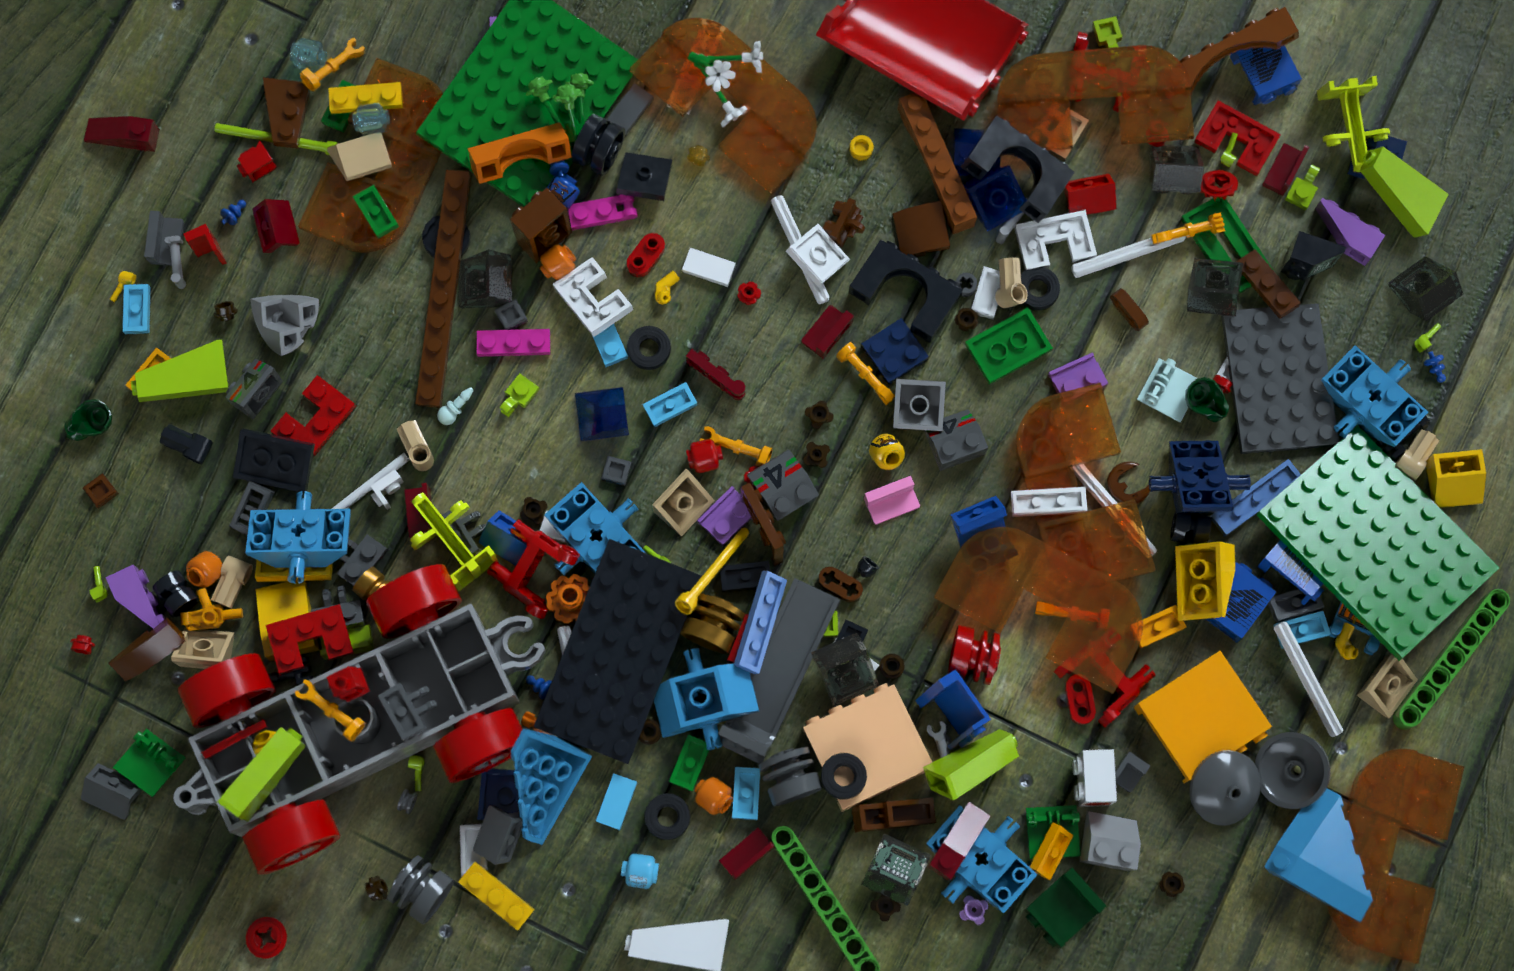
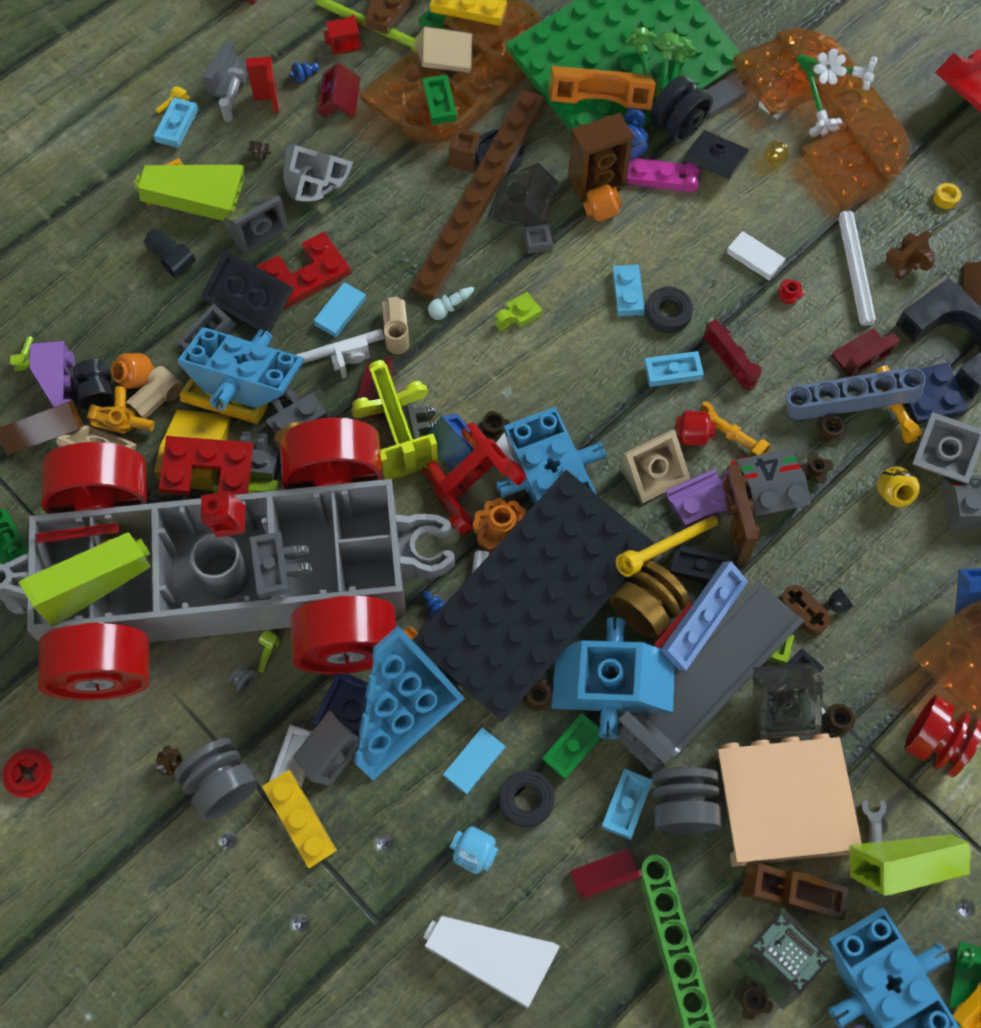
camera: 20 degrees right, 10 degrees down
(88, 419) = (85, 201): dark green hair -> none
(100, 490) = (67, 270): reddish brown tile -> none
(353, 727) = (210, 563): light orange piece -> none
(360, 446) = (340, 309): none -> medium azure tile
(371, 119) = (466, 19): clear light blue head -> none
(414, 249) = (463, 149): none -> reddish brown panel
(513, 342) = (531, 263): dark pink plate -> none
(593, 314) = (613, 240): white plate -> none
(602, 414) = (598, 358): clear blue slope -> none
(616, 471) = (594, 416): dark grey tile -> none
(647, 254) = (696, 225): red plate -> none
(662, 287) = (702, 259): yellow arm -> none
(713, 796) = (588, 793): orange head -> none
(816, 379) = (865, 385): none -> sand blue beam
(817, 255) = (876, 274): white plate -> none
(854, 764) = (737, 835): black tyre -> none
(891, 500) = (888, 539): bright pink panel -> none
(958, 706) = (909, 789): blue panel -> none
(958, 841) = (872, 952): slope -> none

